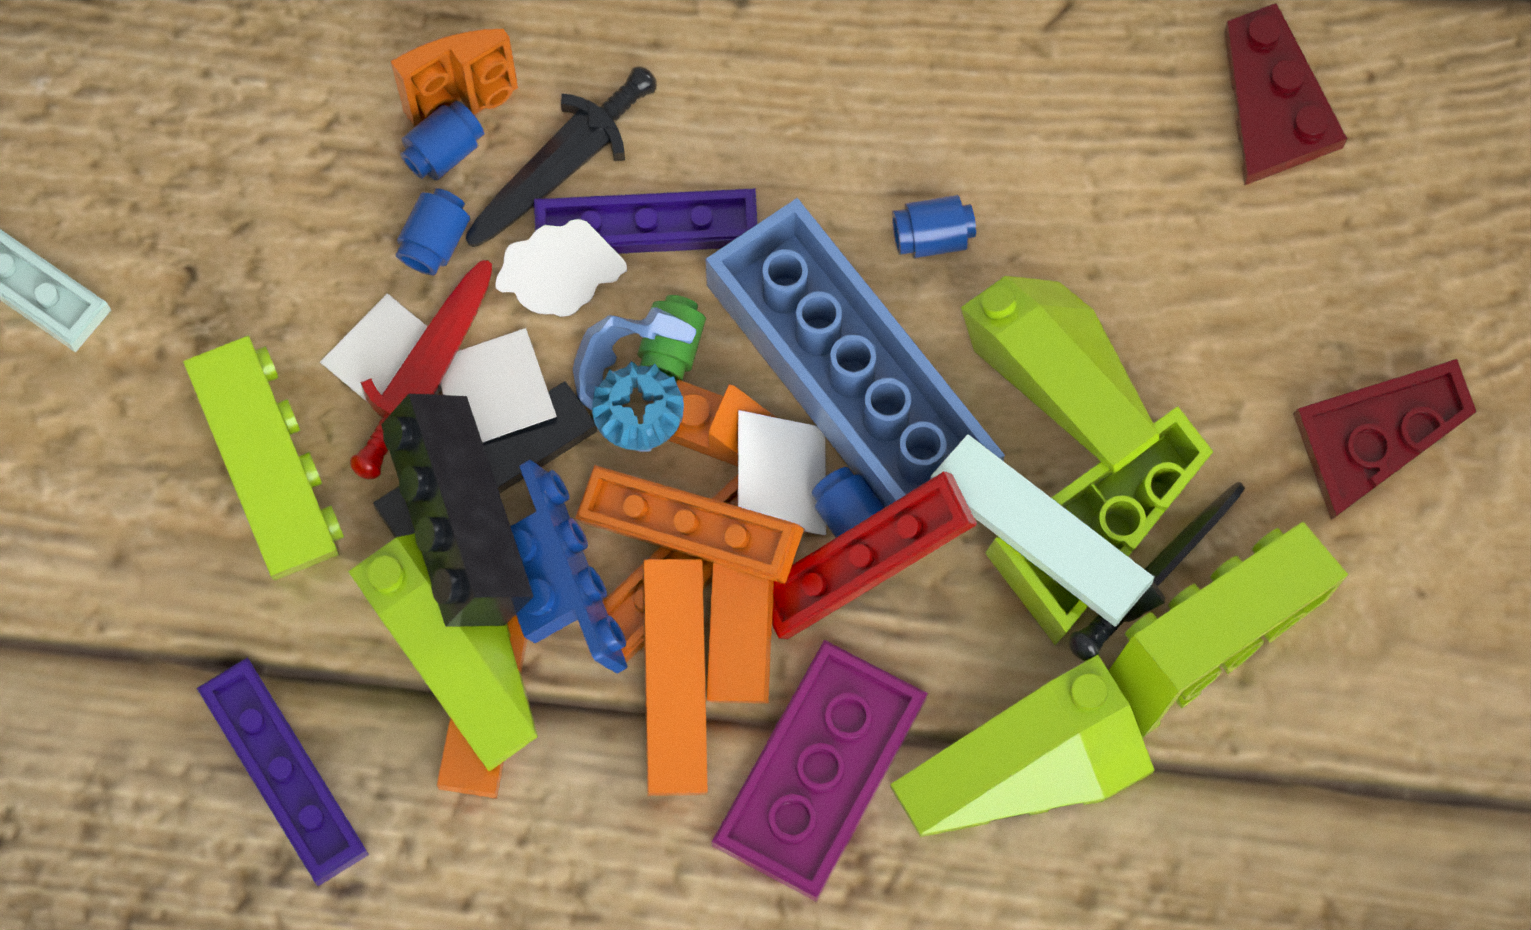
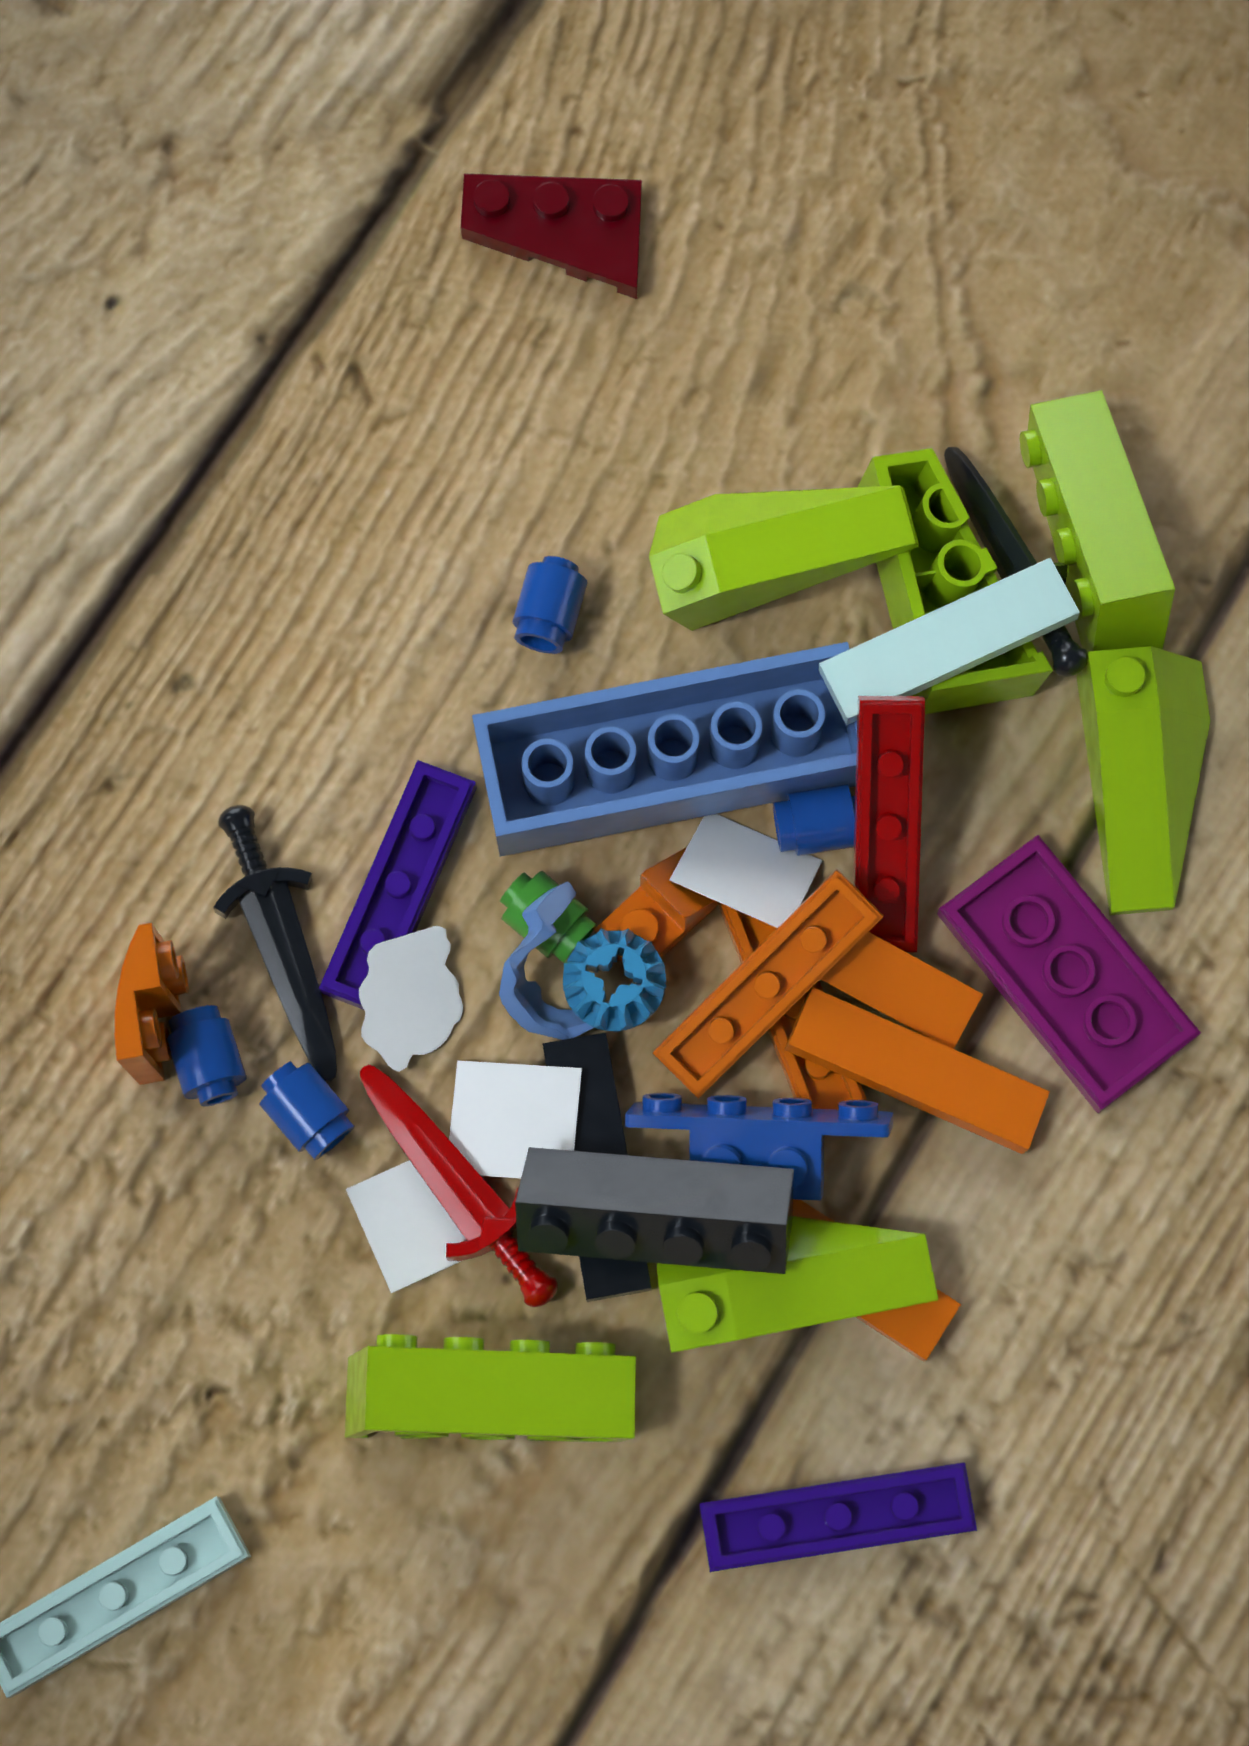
camera: 65 degrees left, 5 degrees up
(1379, 429) = (954, 297): dark red wing -> none

